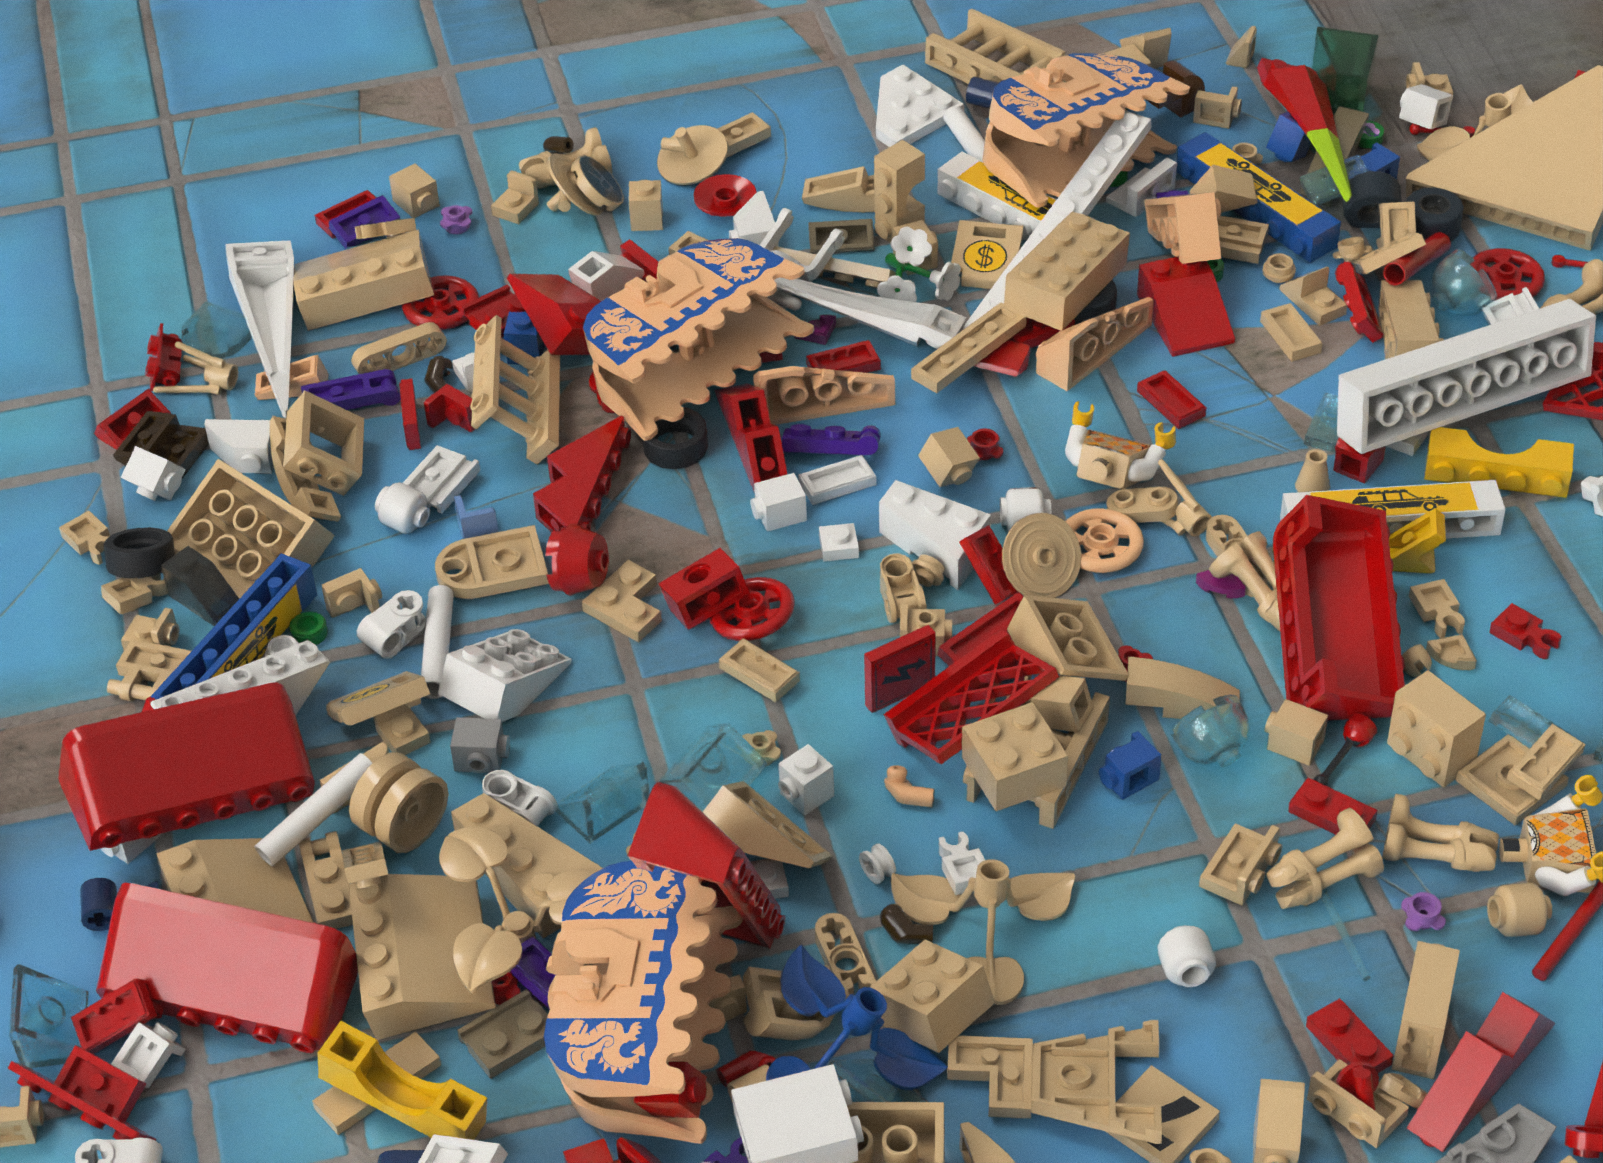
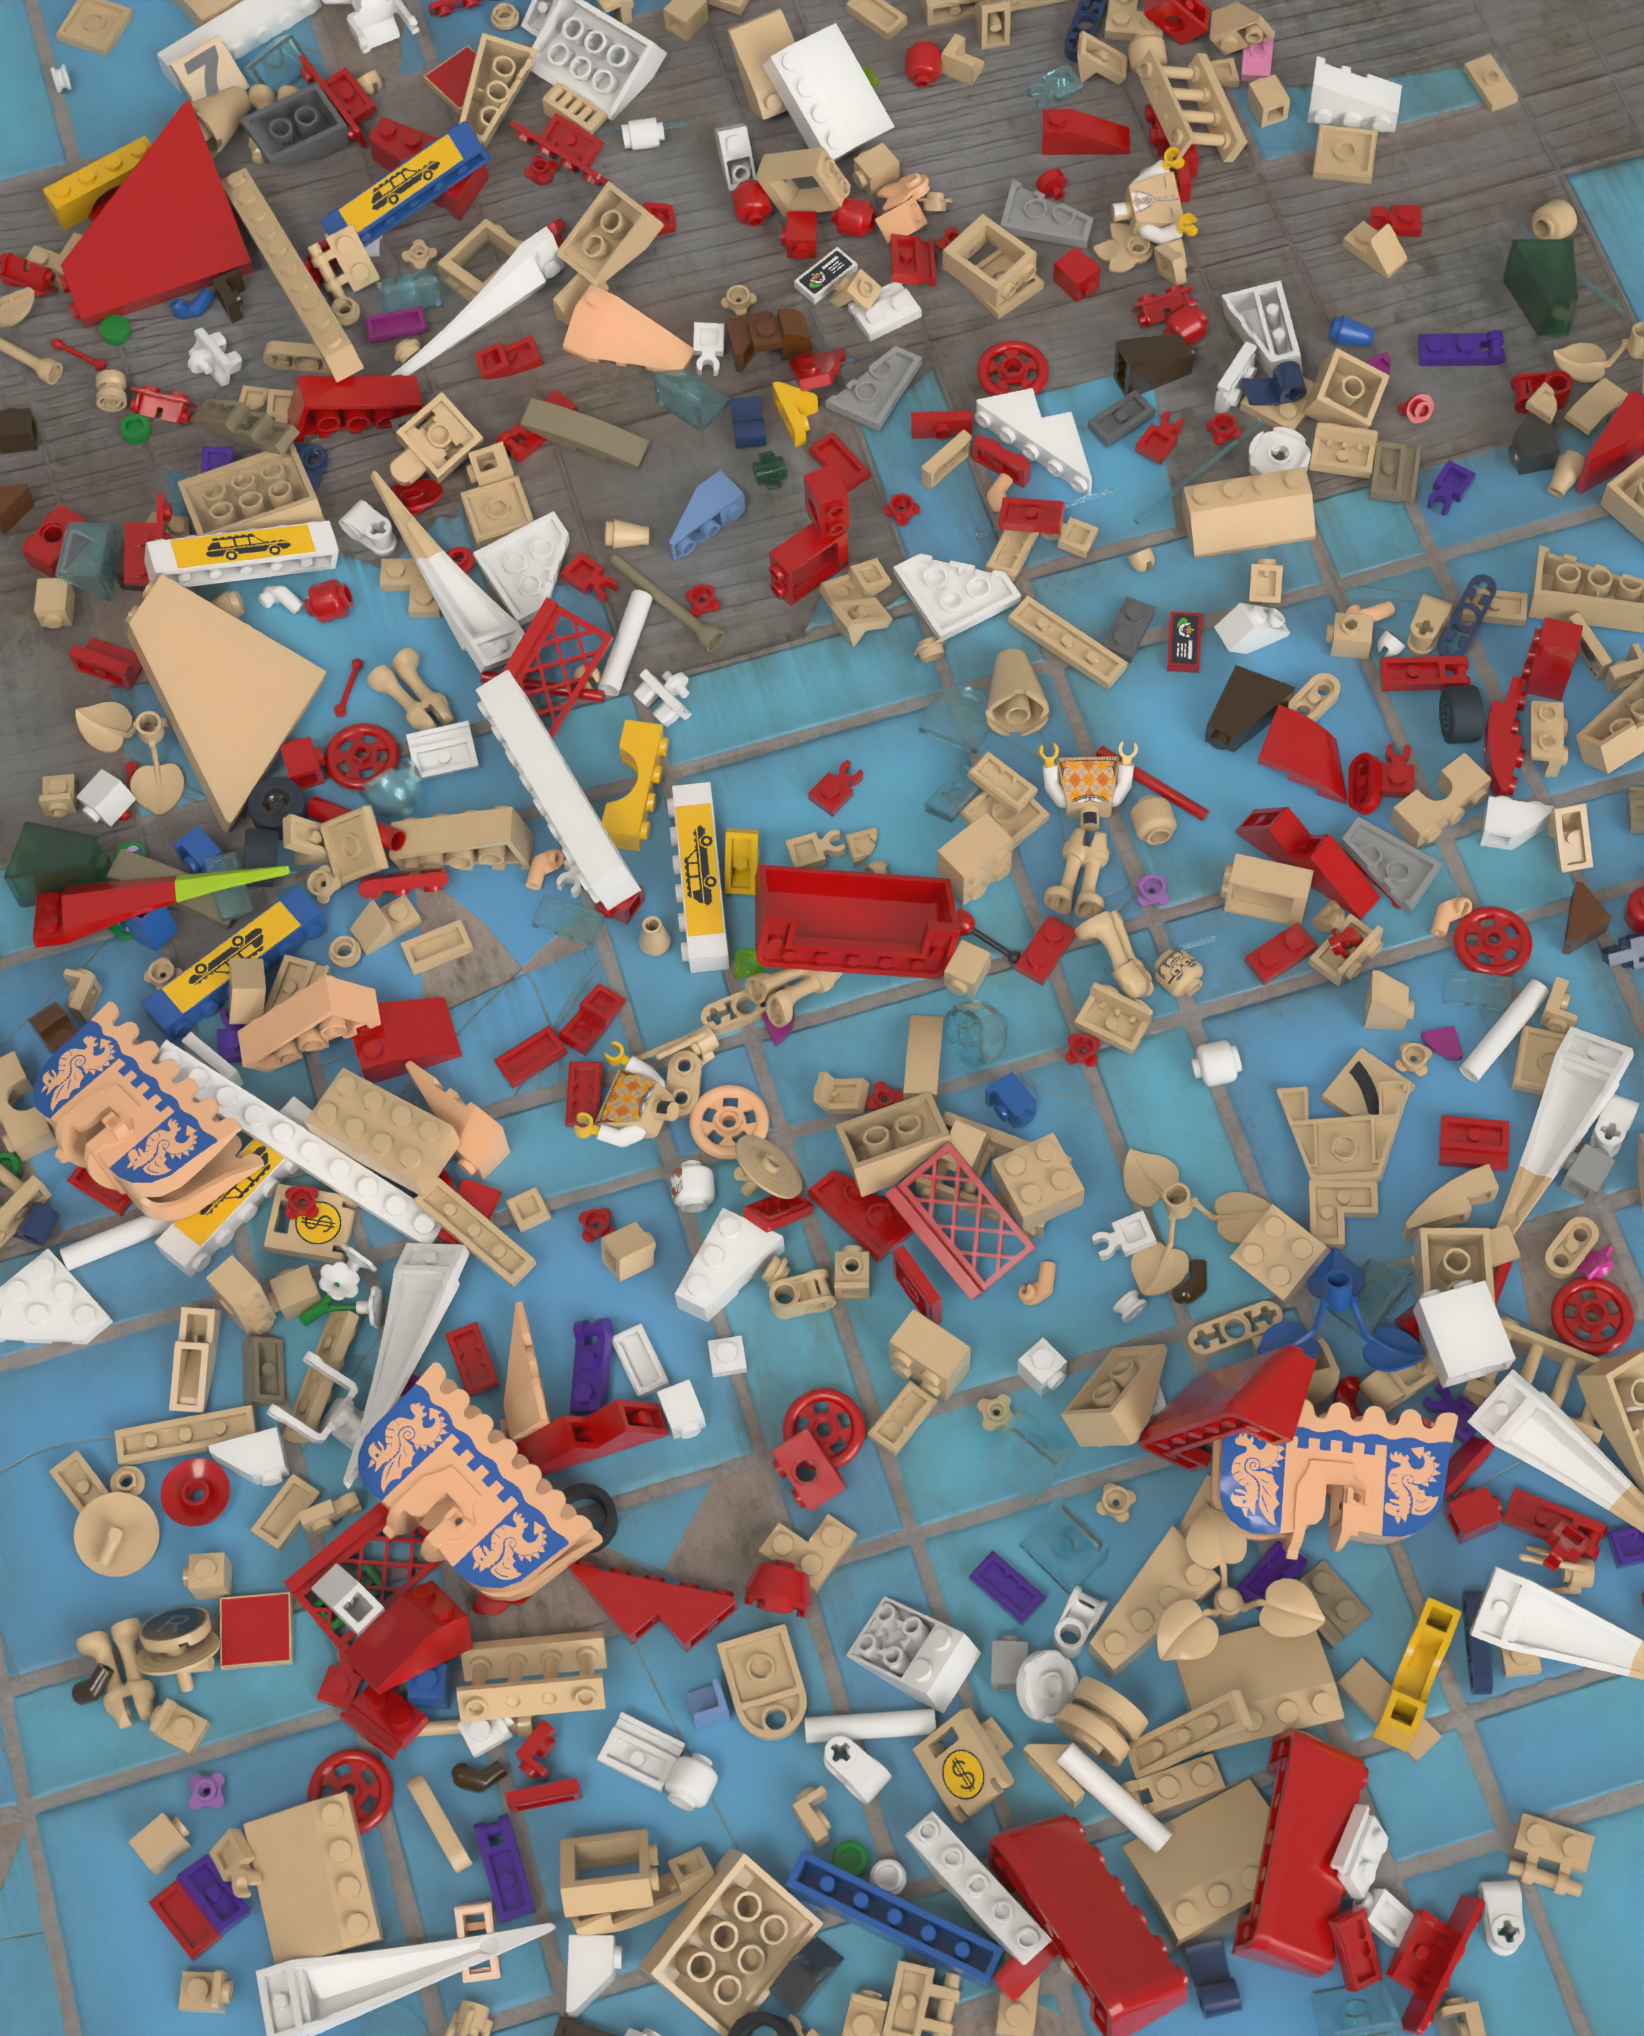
camera: 90 degrees left, 20 degrees up
(215, 1023) = (1359, 1852): none -> white plate
(285, 225) = (205, 1991): none -> tan bracket
(456, 760) = (1045, 1684): none -> white tile
(563, 749) = (1007, 1588): none -> dark purple plate
(593, 234) = (256, 1631): none -> red tile
(740, 162) = (137, 1485): none -> tan plate
(780, 185) = (182, 1435): none -> tan plate
(819, 676) = (929, 1356): none -> tan brick
(1001, 237) = (299, 1193): none -> red plate
(1002, 401) = (528, 1209): none -> tan tile
(1132, 428) = (583, 1091): none -> red plate
(1134, 620) = (840, 1095): none -> tan bracket
(1202, 837) = (1084, 1041): none -> red plate
(1209, 439) = (592, 1019): none -> red slope
(1309, 928) = (1178, 973): none -> tan head
(1485, 229) = (303, 762): none -> red brick

